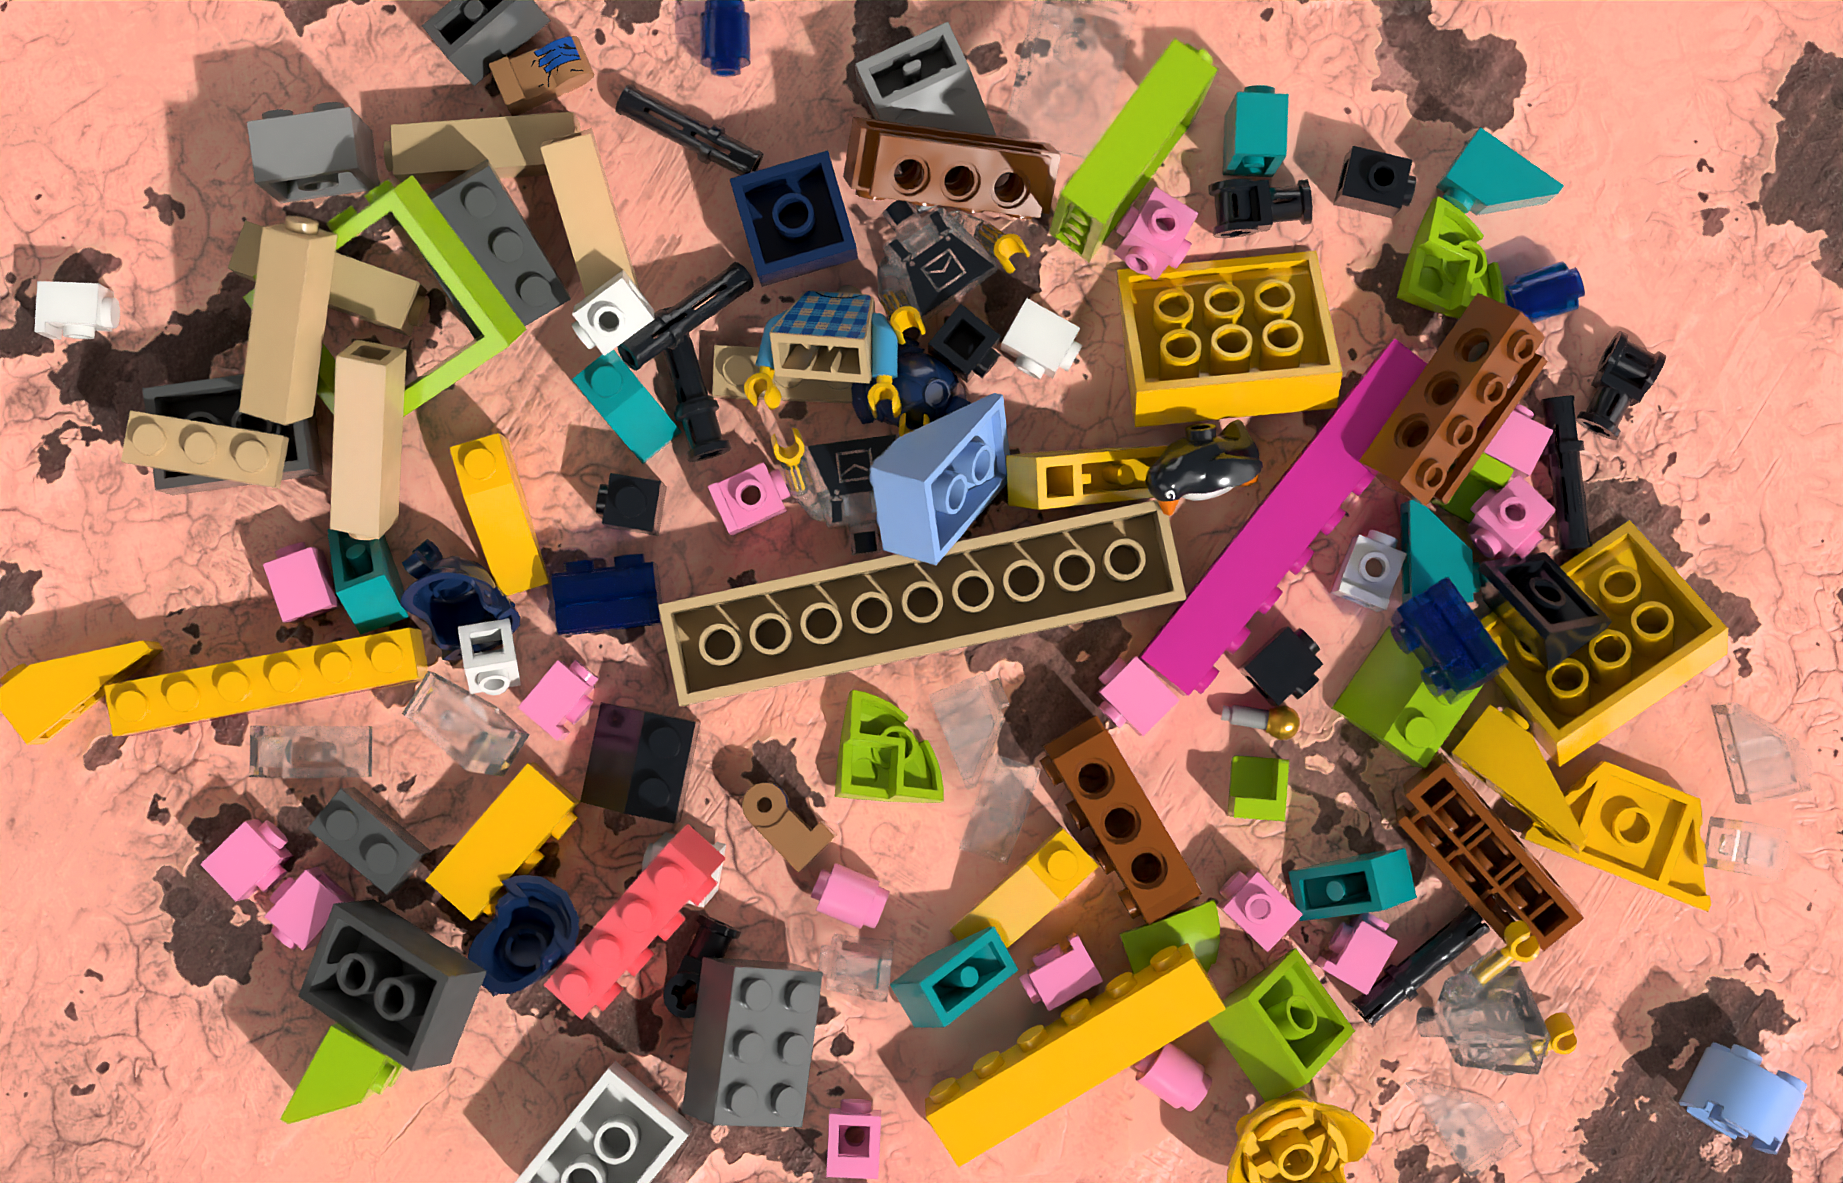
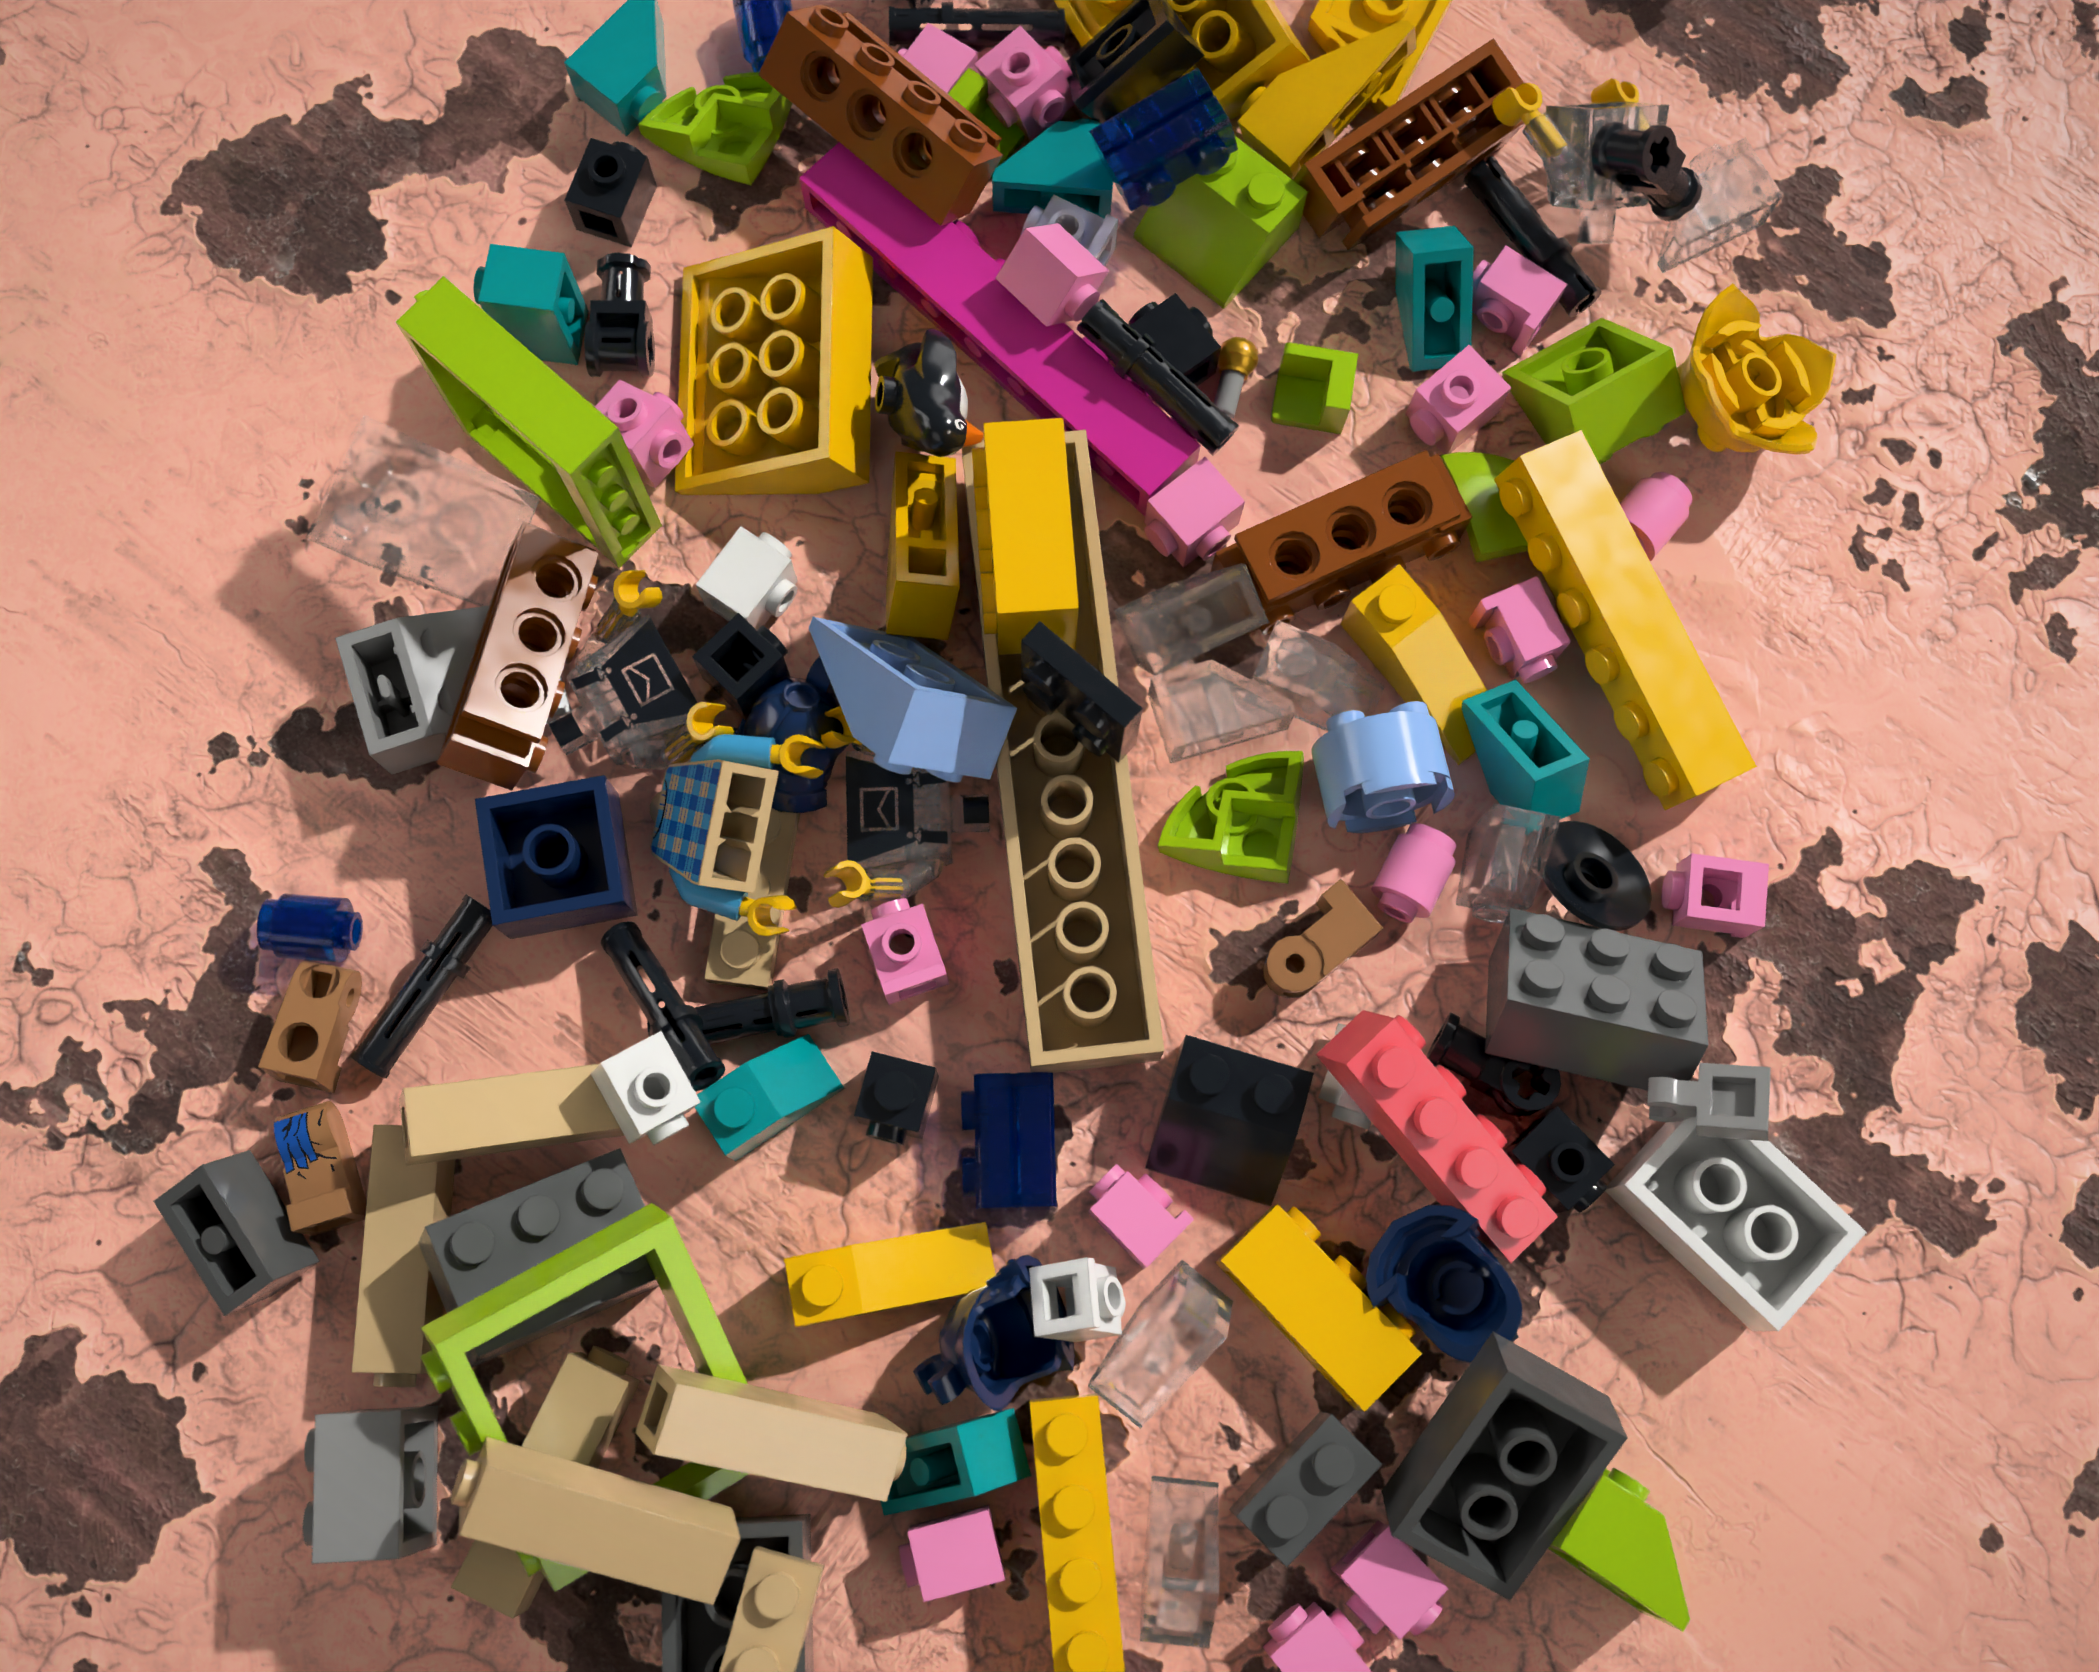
camera: 85 degrees left, 10 degrees down
(629, 1021) = (1562, 1160): none -> black brick
(650, 52) = (312, 1026): none -> medium nougat leg
(674, 1141) = (1724, 1100): none -> light grey plate
(870, 1052) = (1597, 877): none -> black dish
(928, 863) = (1381, 768): none -> light blue brick
(954, 593) = (1068, 683): none -> black plate
(1038, 698) = (1190, 617): none -> clear slope
(1071, 557) = (1025, 531): none -> yellow brick
(1248, 645) = (1146, 366): none -> black pin
(1321, 559) = (1052, 275): none -> bright pink brick
(1471, 1055) = (1647, 164): none -> black connector

